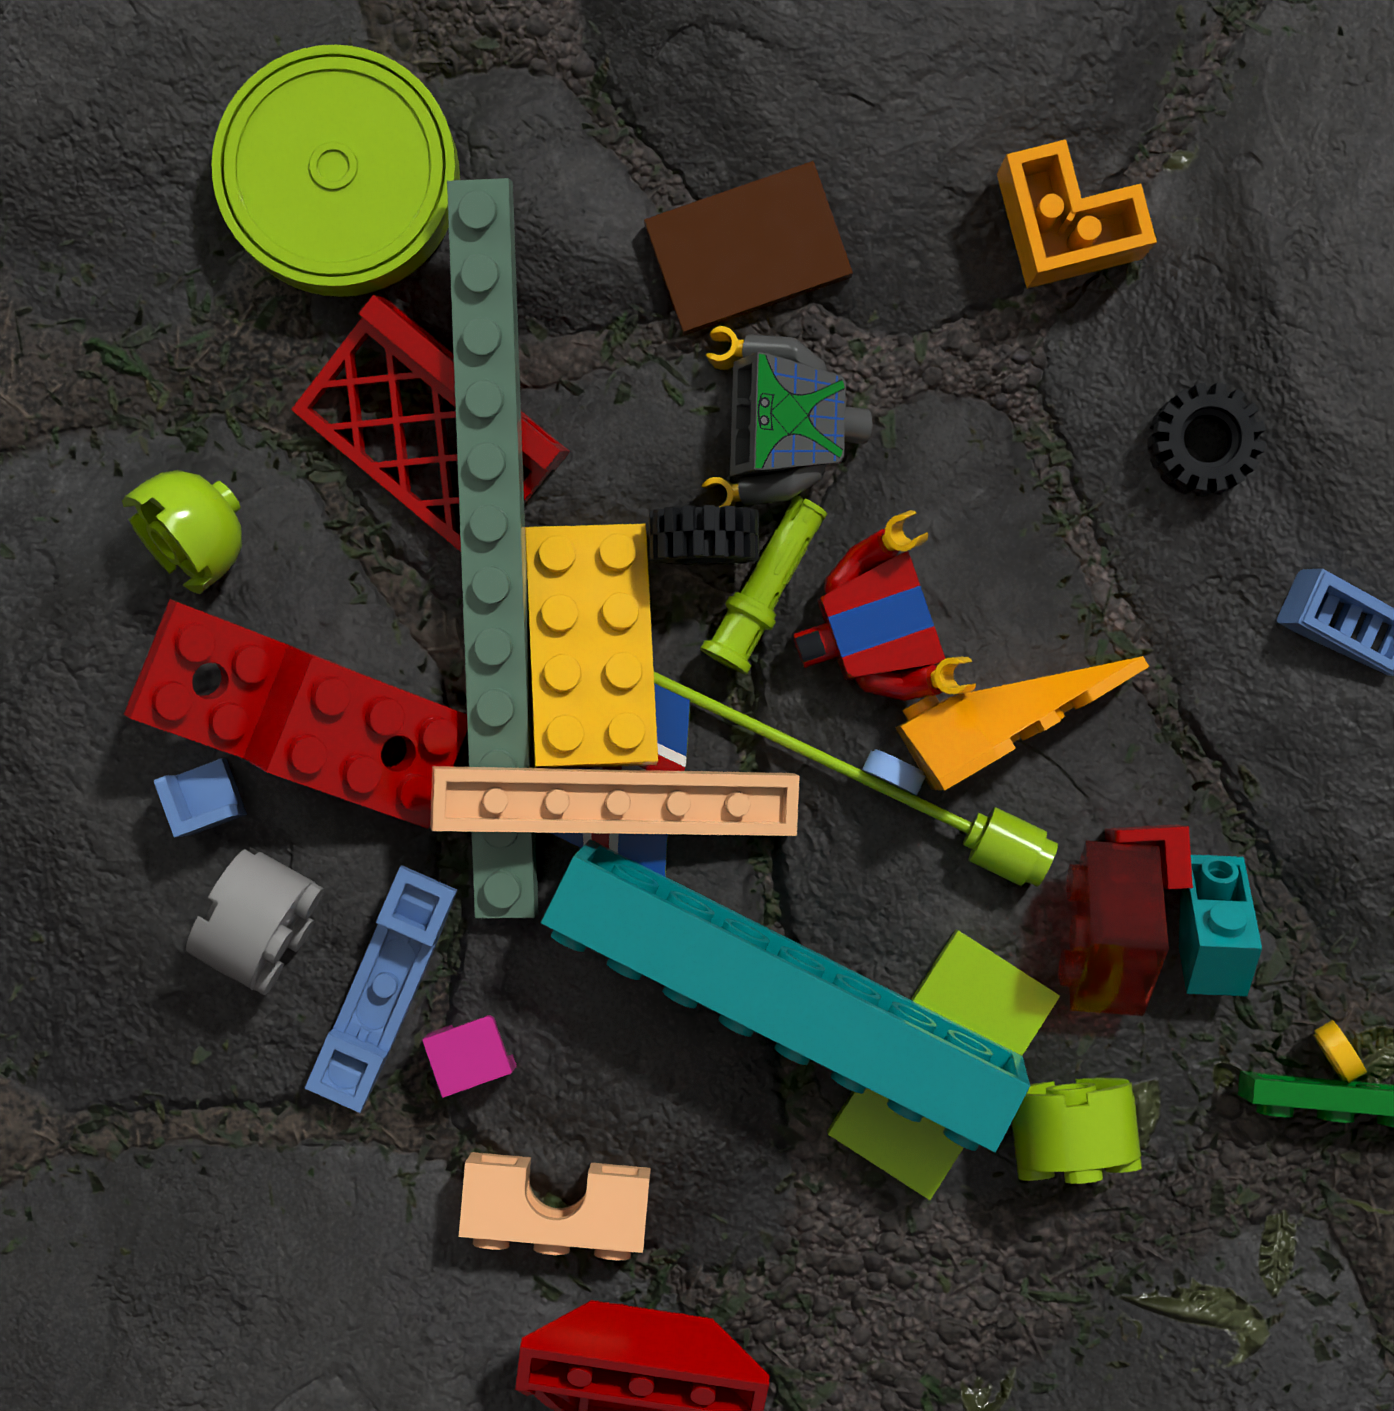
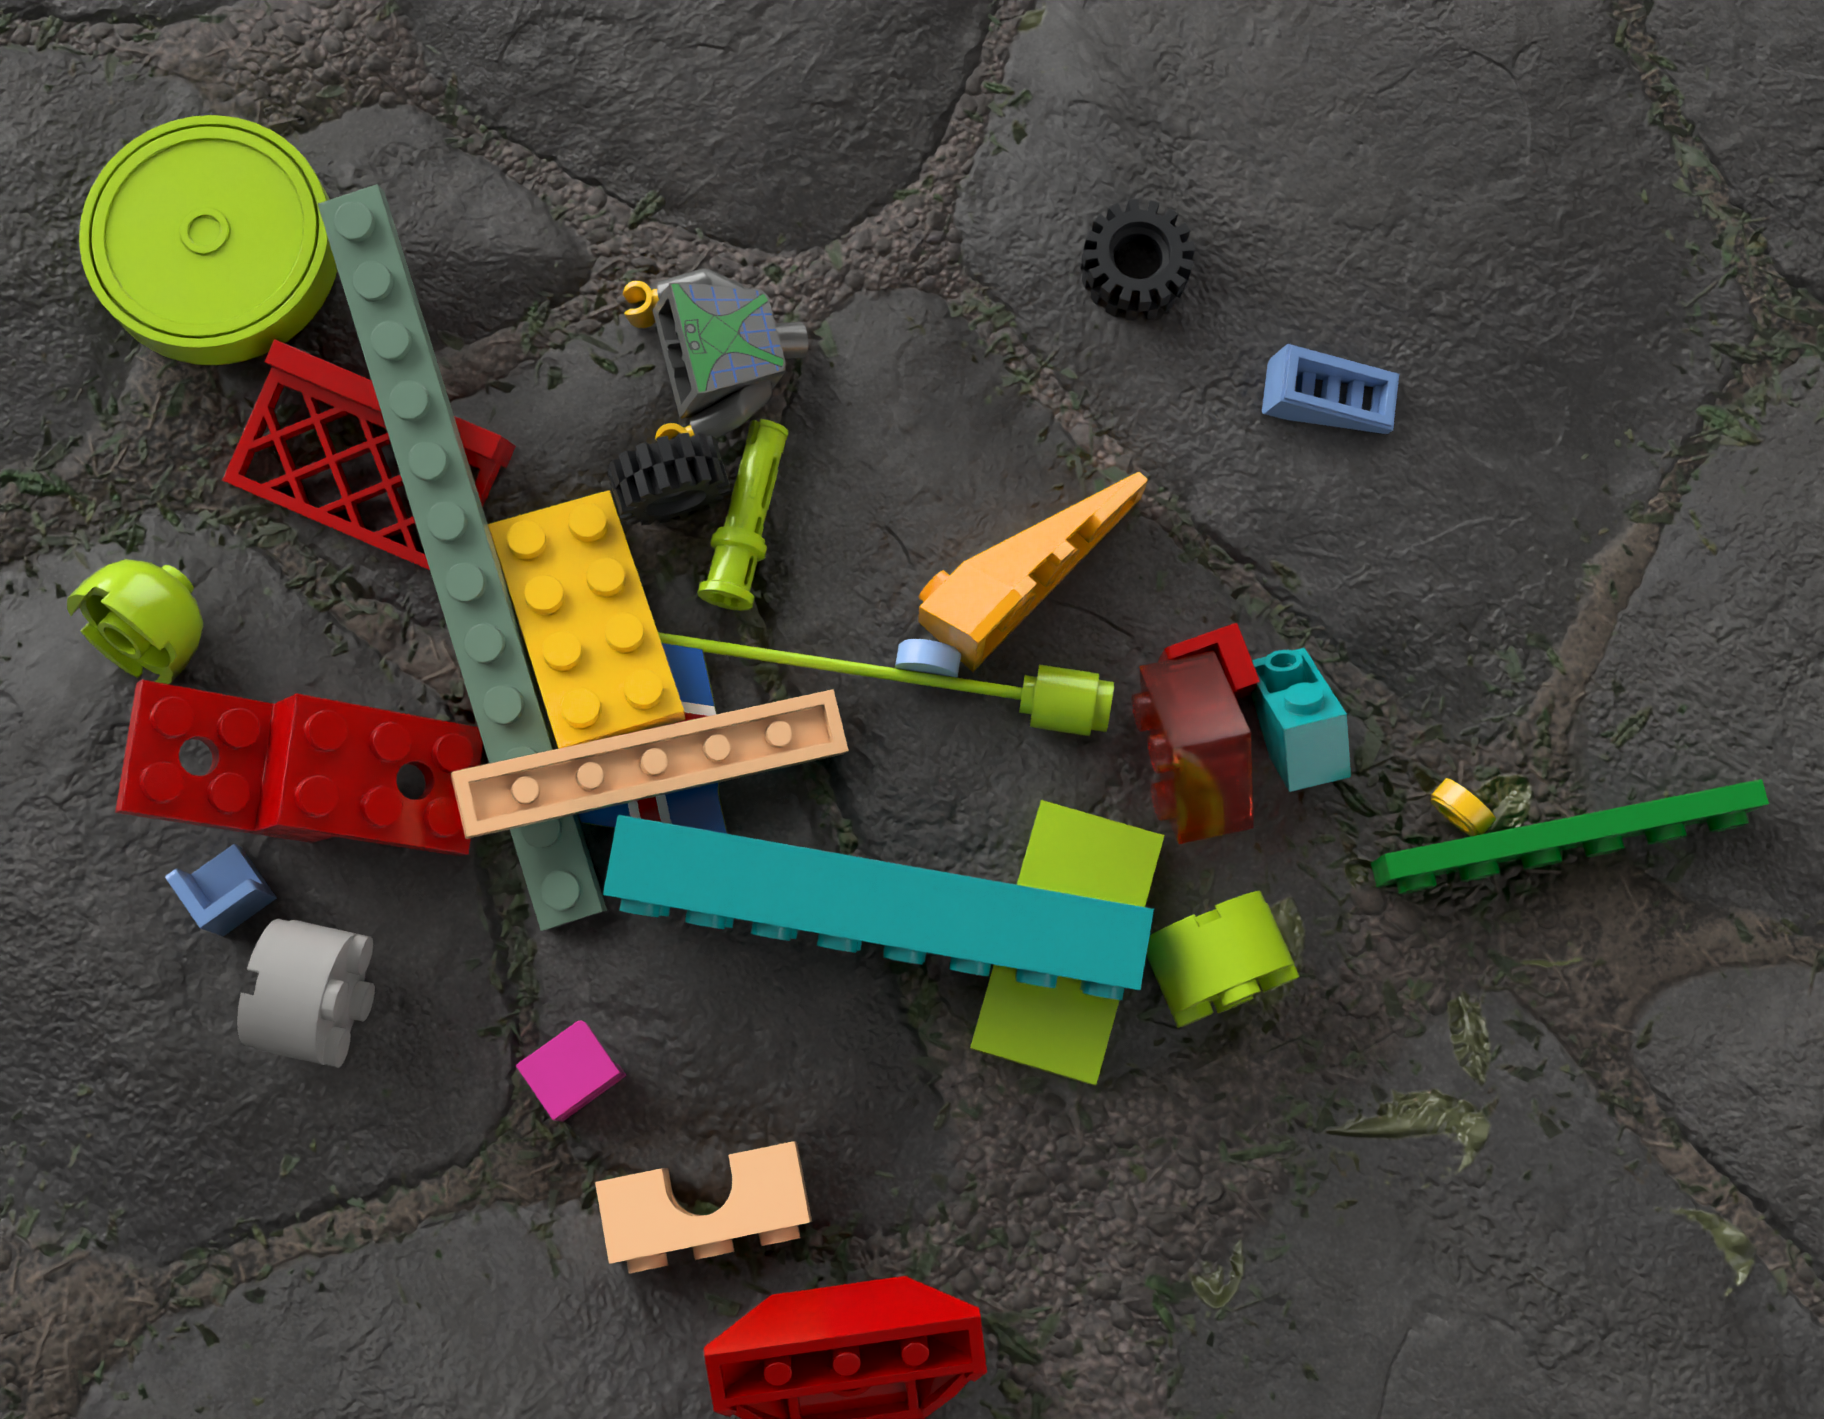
camera: 20 degrees left, 10 degrees down
(382, 989) = (464, 1031): medium blue slope -> none
(748, 248) = (638, 207): reddish brown tile -> none
(881, 622) = (871, 515): torso -> none
(1060, 231) = (939, 102): light orange brick -> none

